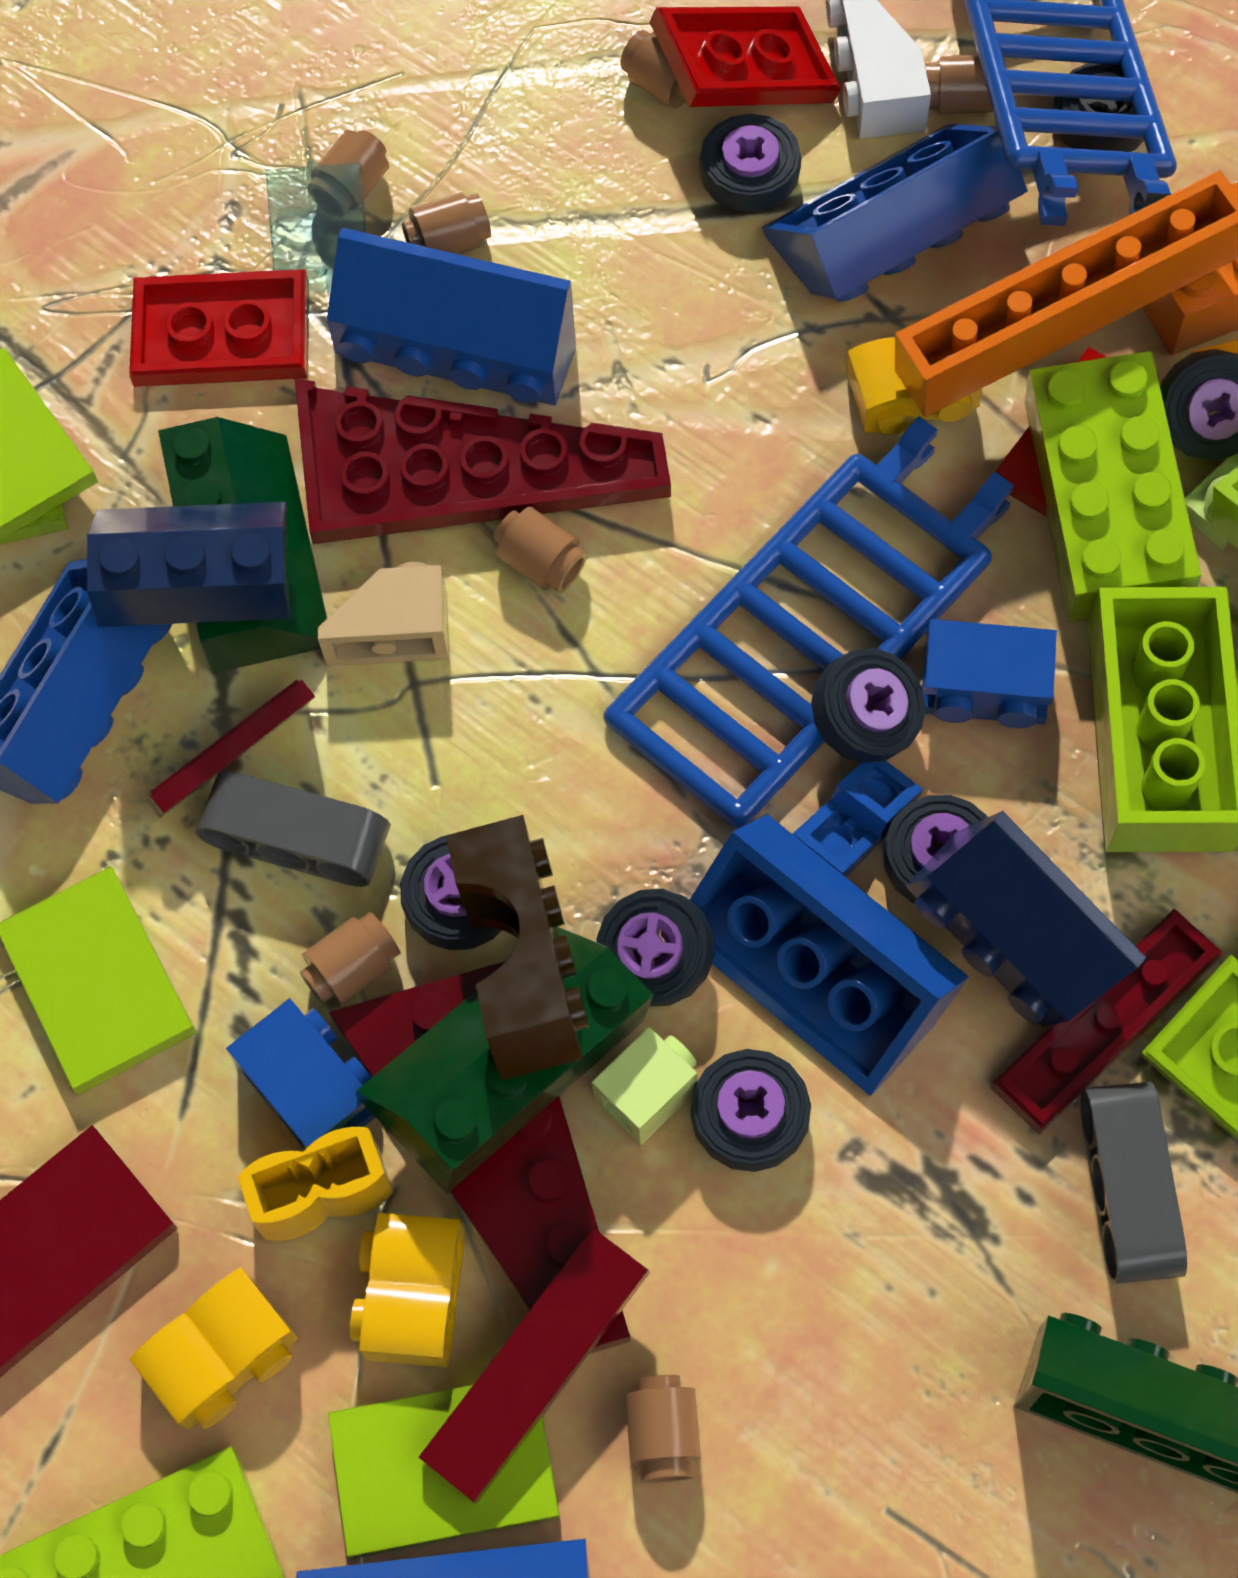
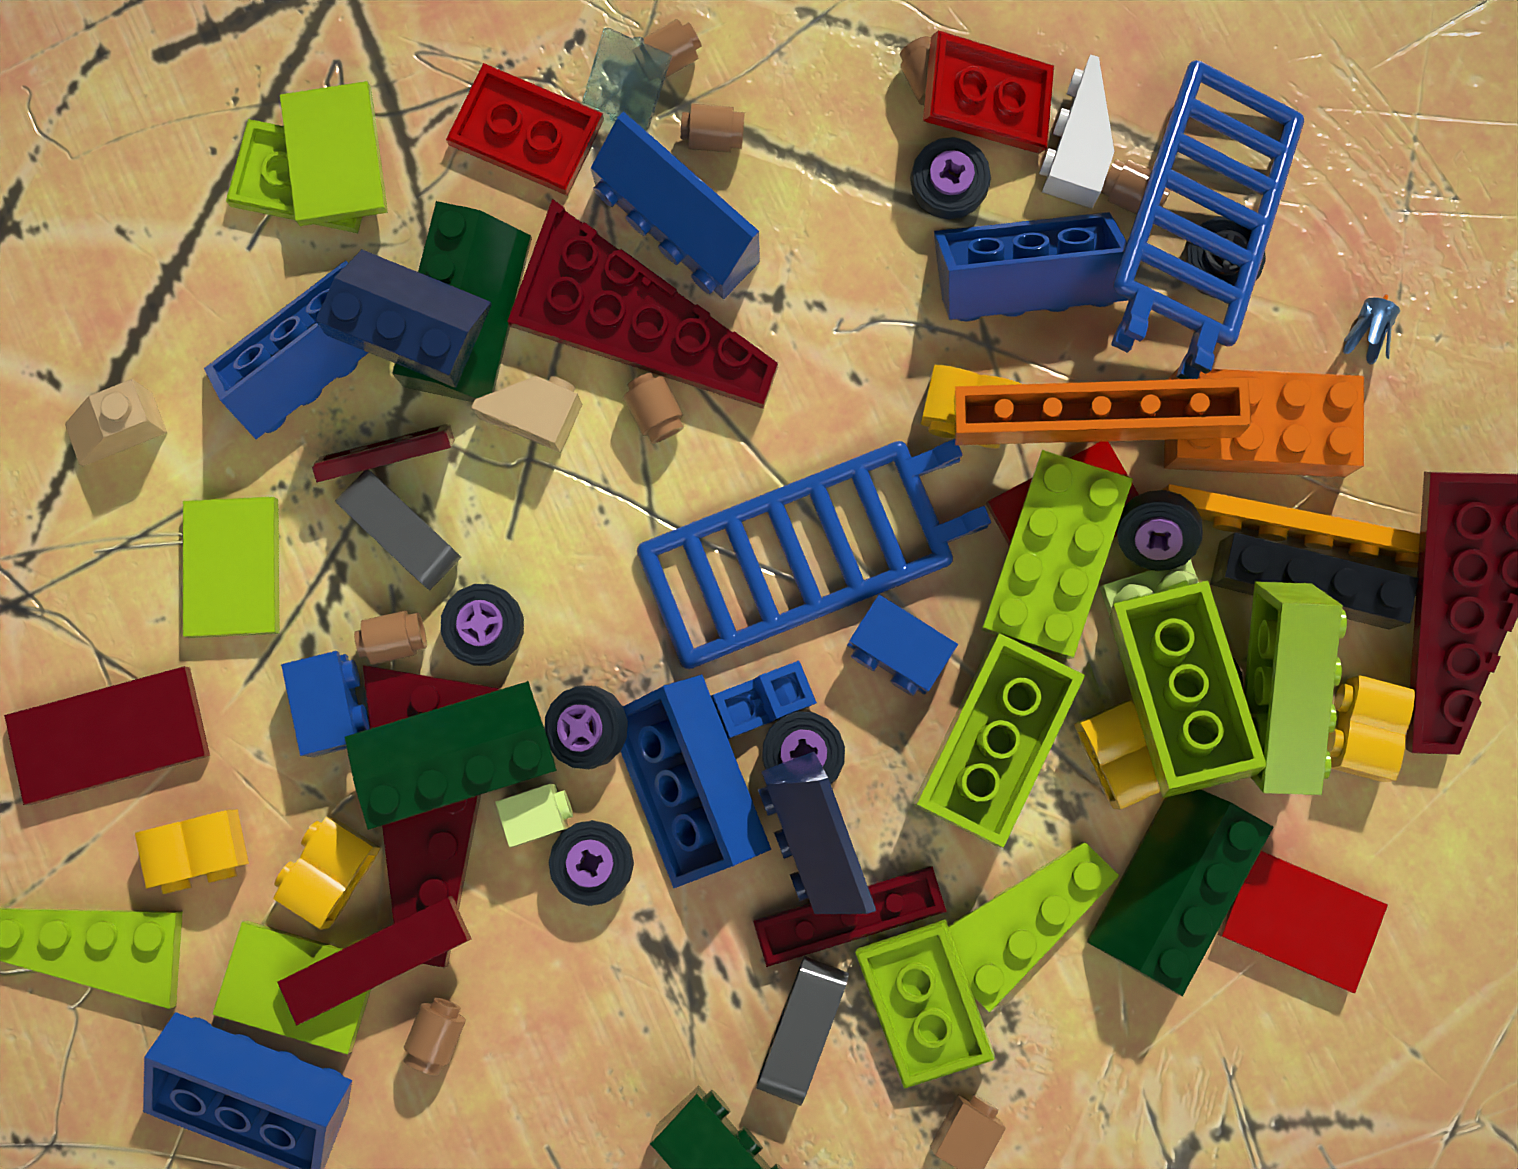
camera: 25 degrees right, 15 degrees up
(299, 1190) = (290, 778): yellow brick -> none
(525, 1002) = (462, 753): dark brown arch -> none
(847, 714) = (796, 619): black wheel -> none

